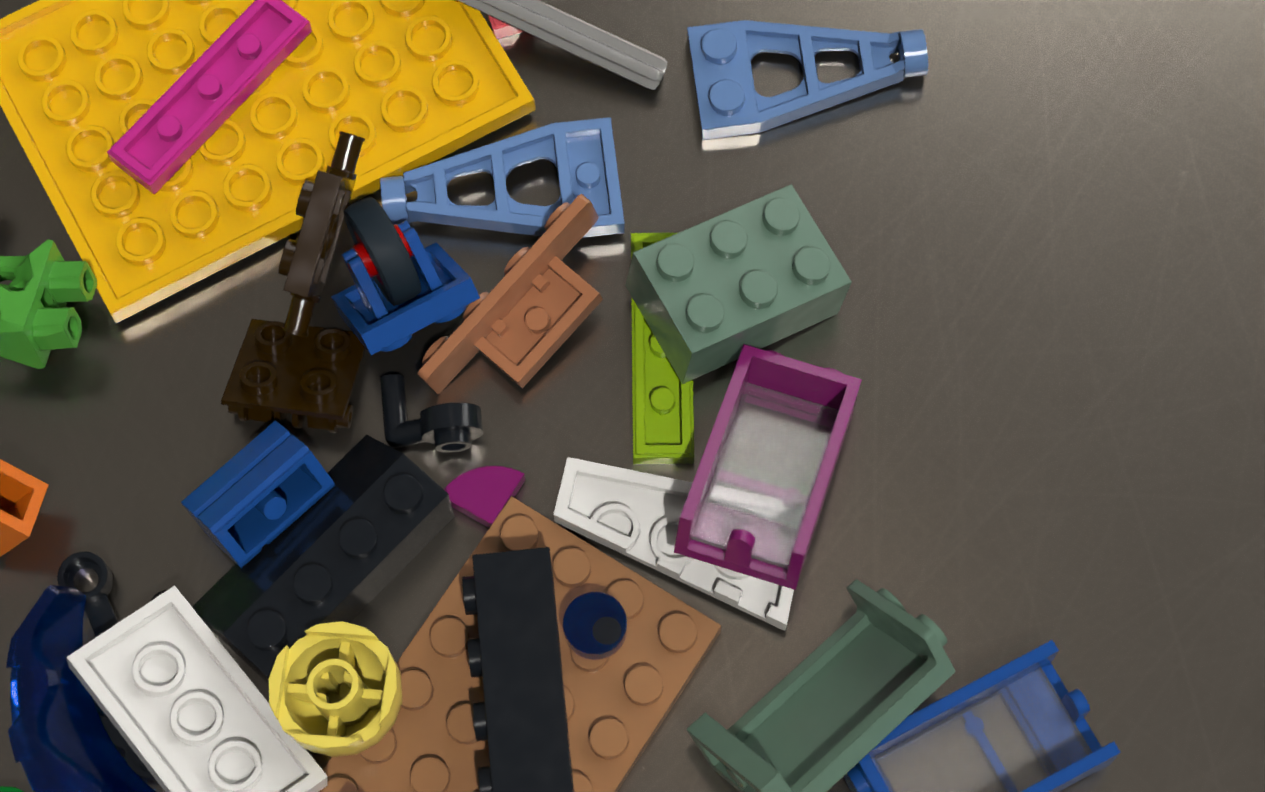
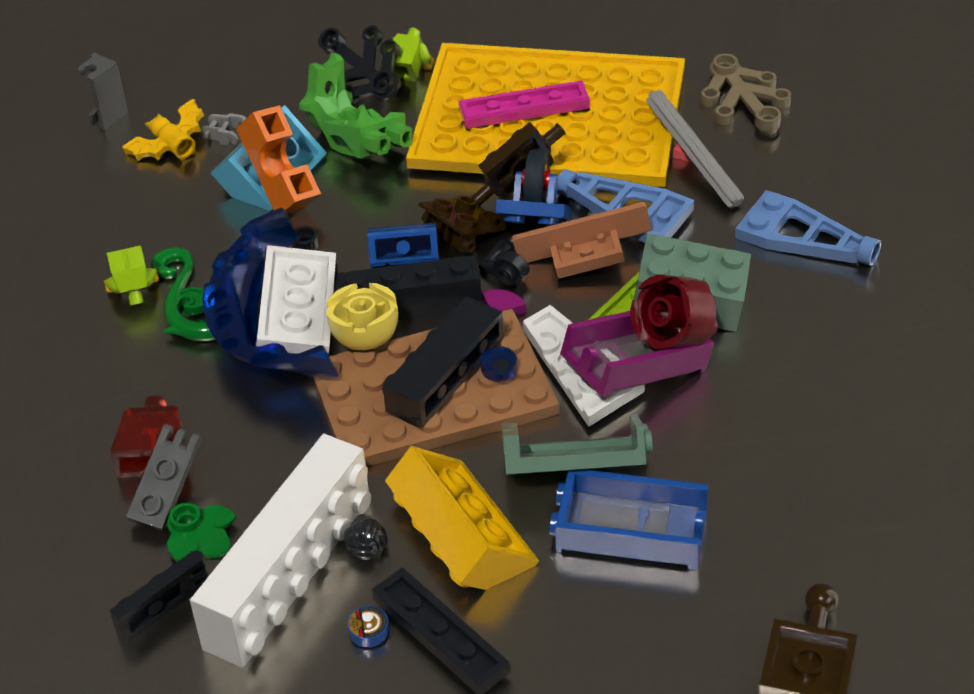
camera: 40 degrees right, 25 degrees down
(798, 385) = (674, 312): none -> dark red brick

